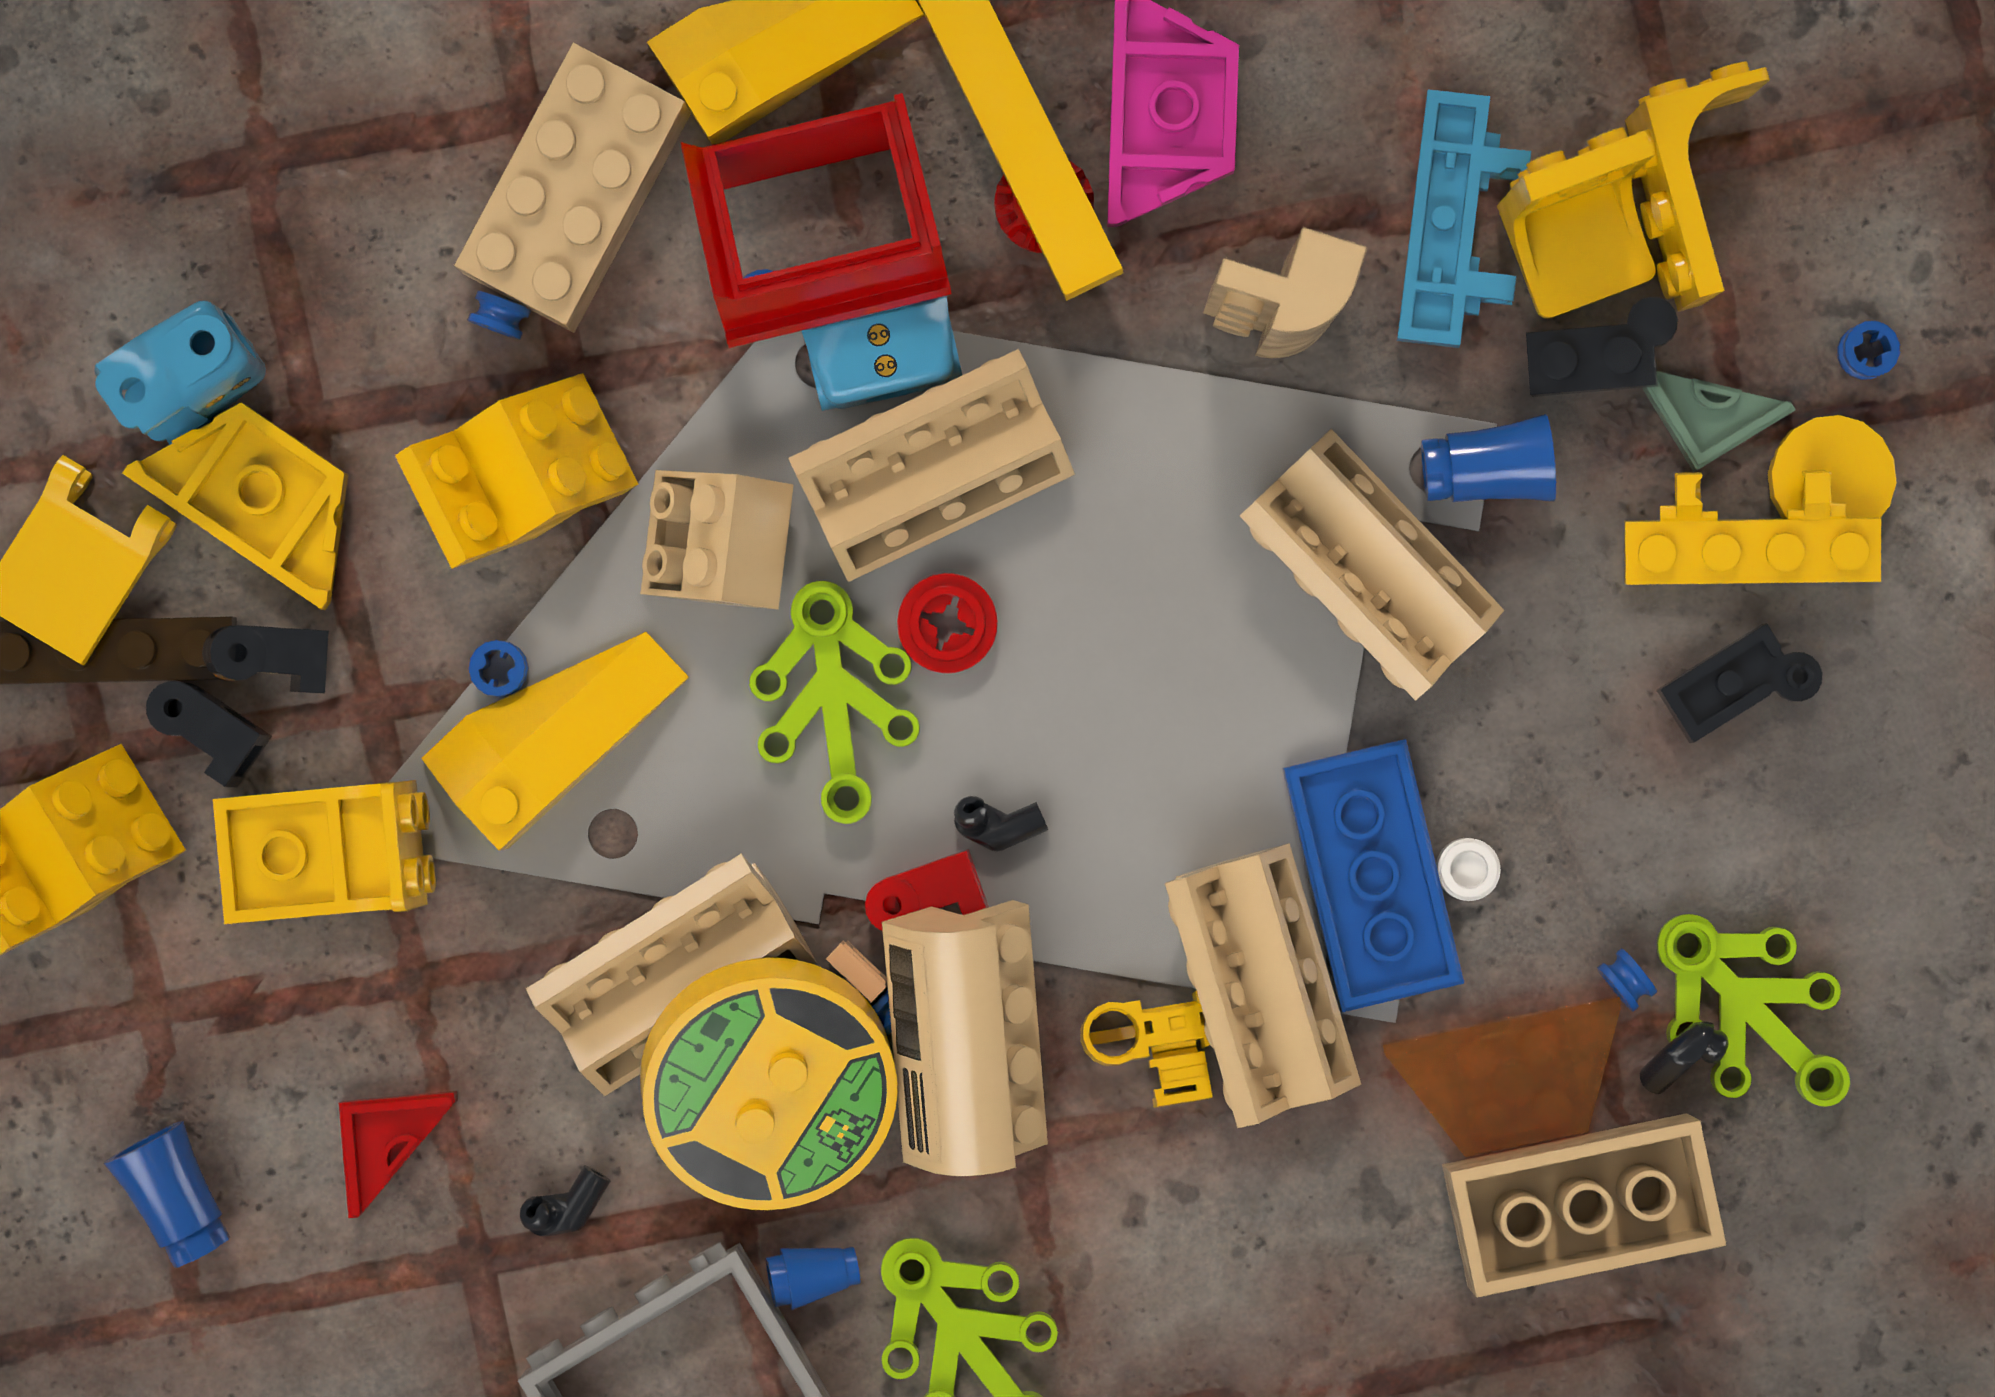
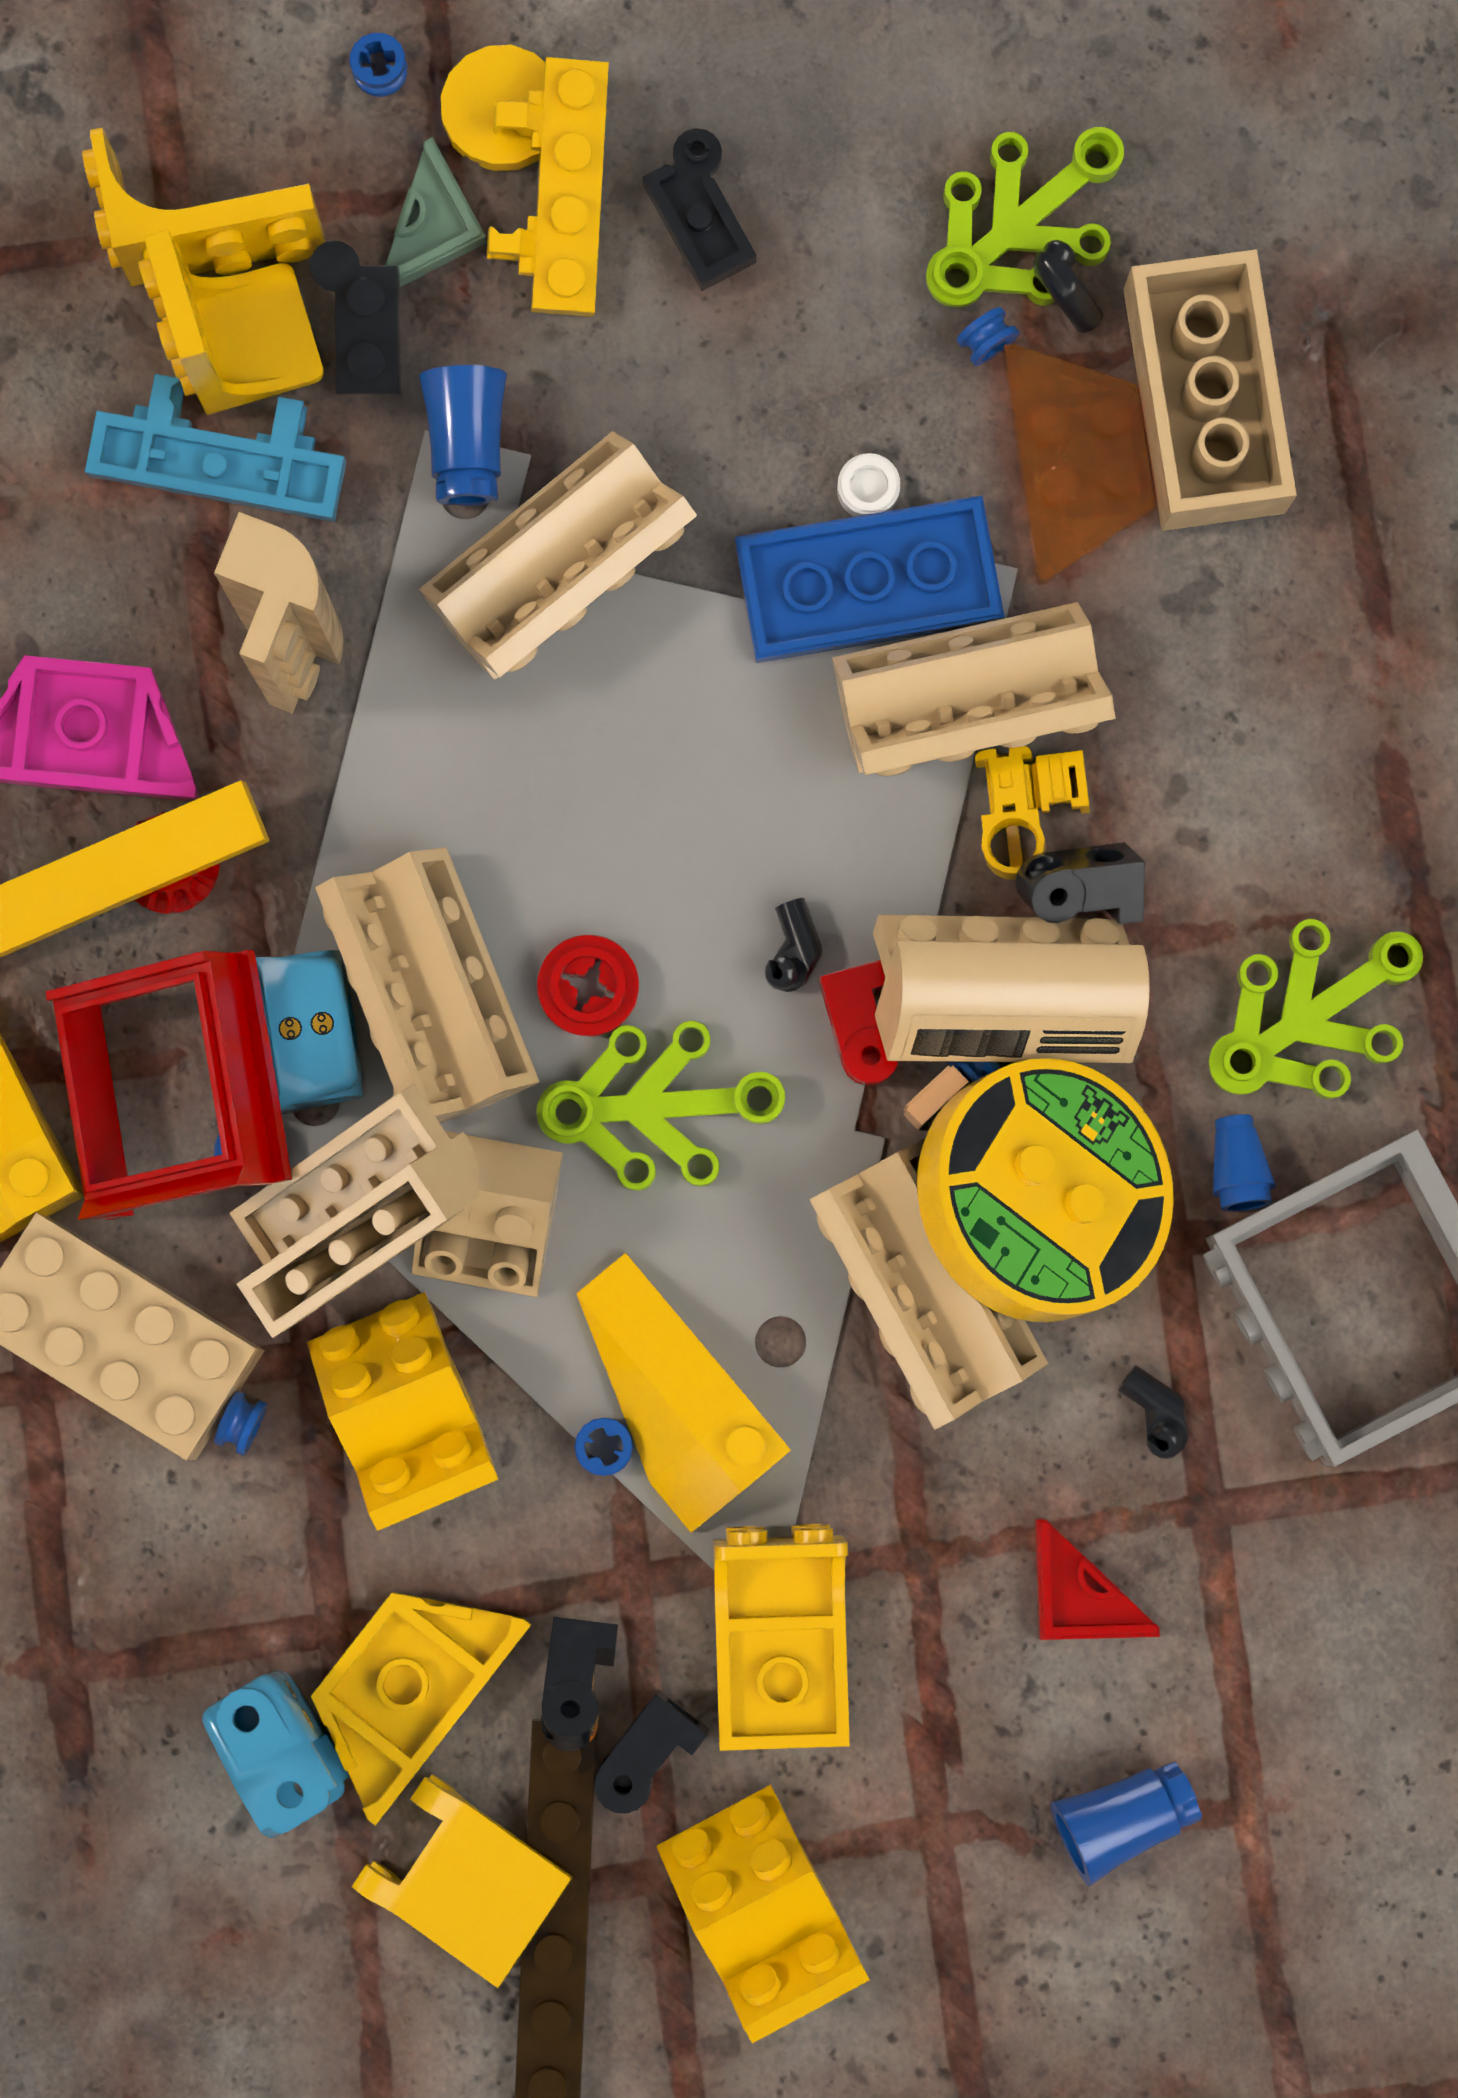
camera: 90 degrees left, 5 degrees down
(701, 411) = (353, 1208): none -> tan brick
(1078, 1105) = (1084, 880): none -> black leg

